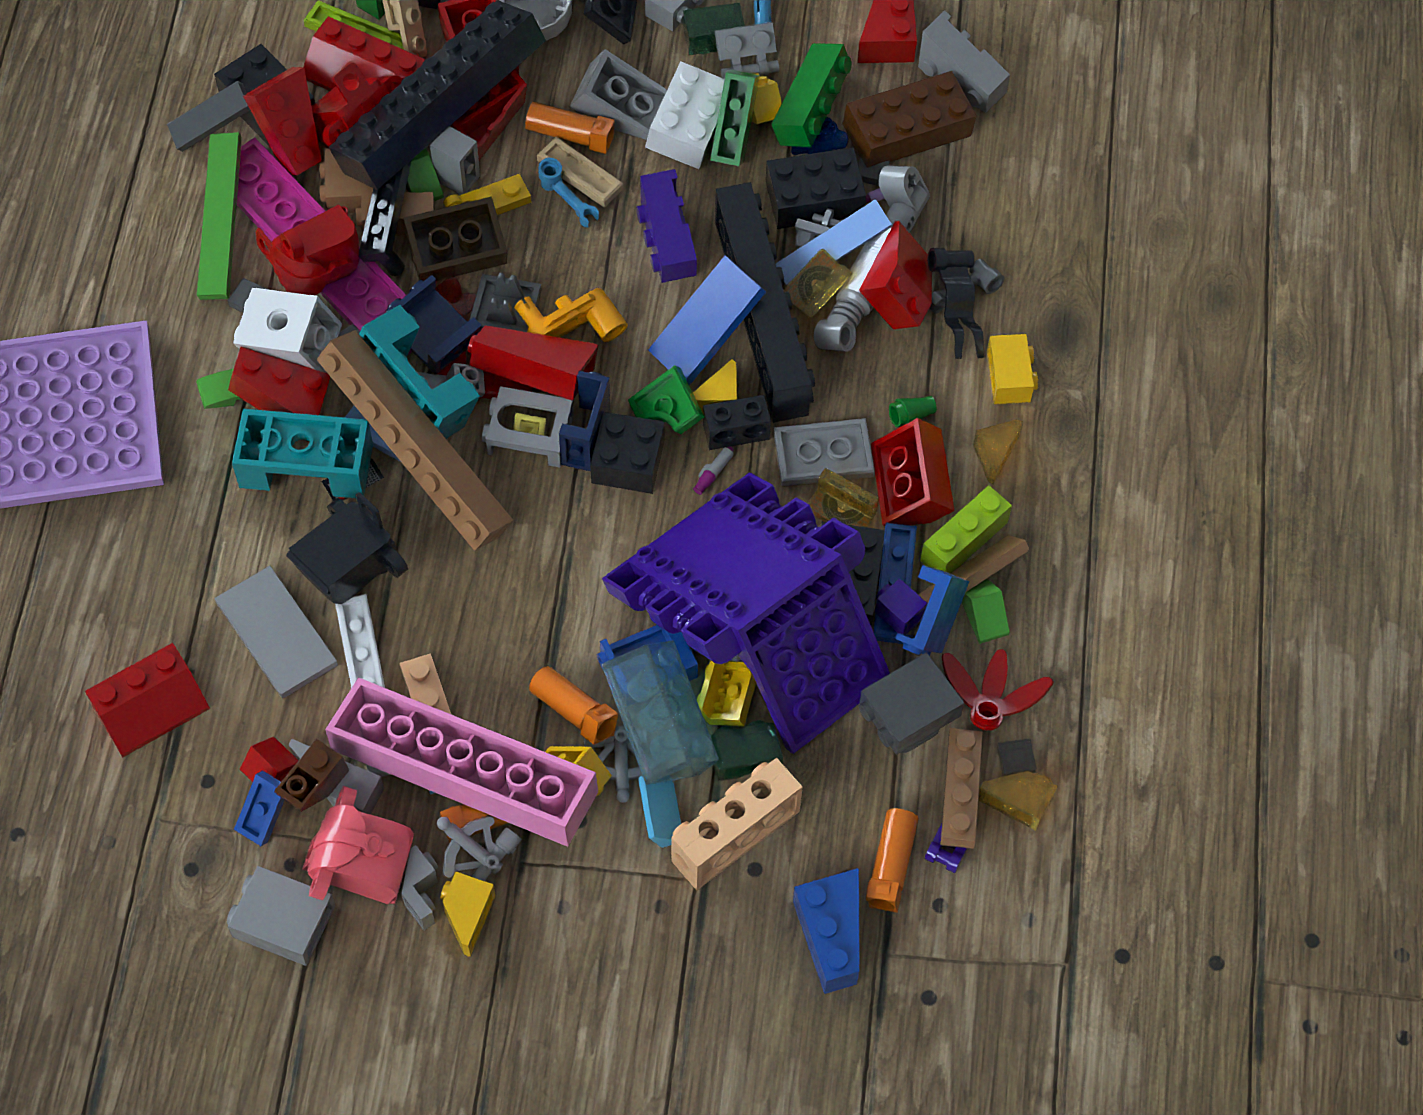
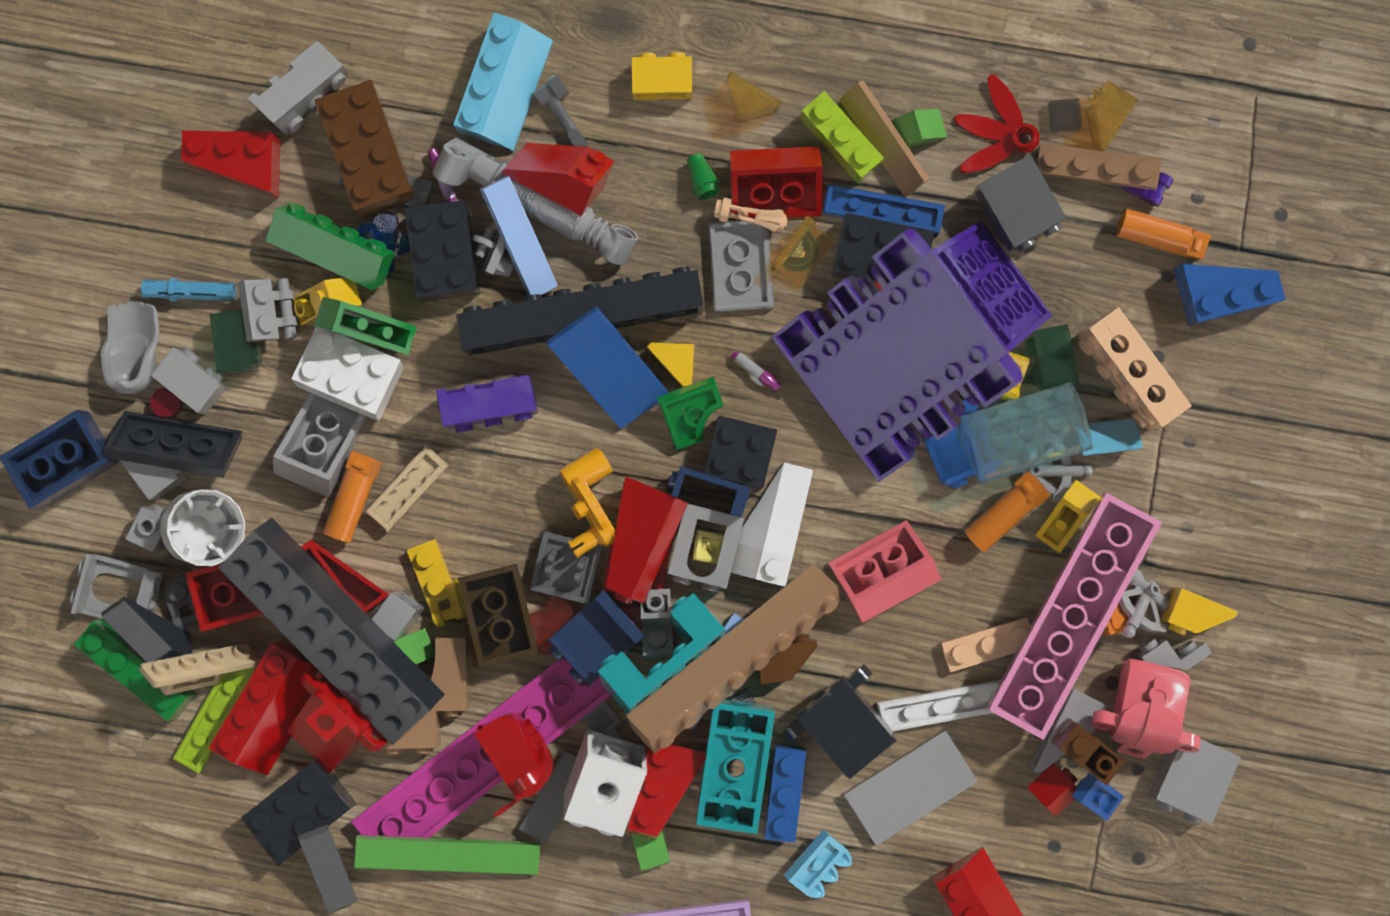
camera: 85 degrees left, 25 degrees up
(196, 542) = (818, 864): none -> medium azure plate
(272, 506) = (784, 793): none -> blue brick
(287, 119) = (343, 789): red wedge -> none
(383, 222) = (477, 688): black piece -> none
(412, 504) = (788, 662): none -> reddish brown slope
(505, 593) = (885, 571): none -> coral slope
(541, 489) = (773, 527): none -> white wedge
(550, 175) = (430, 505): dark azure brick -> none
(736, 422) = (712, 346): black brick -> none
(816, 283) = (562, 256): clear yellow panel -> none
(872, 469) = (771, 219): none -> light nougat piece
(900, 606) = (921, 205): dark purple brick -> none
(938, 614) = (920, 162): blue panel -> none
(960, 294) = (575, 117): black flag -> none
(995, 229) = (503, 82): none -> medium azure slope

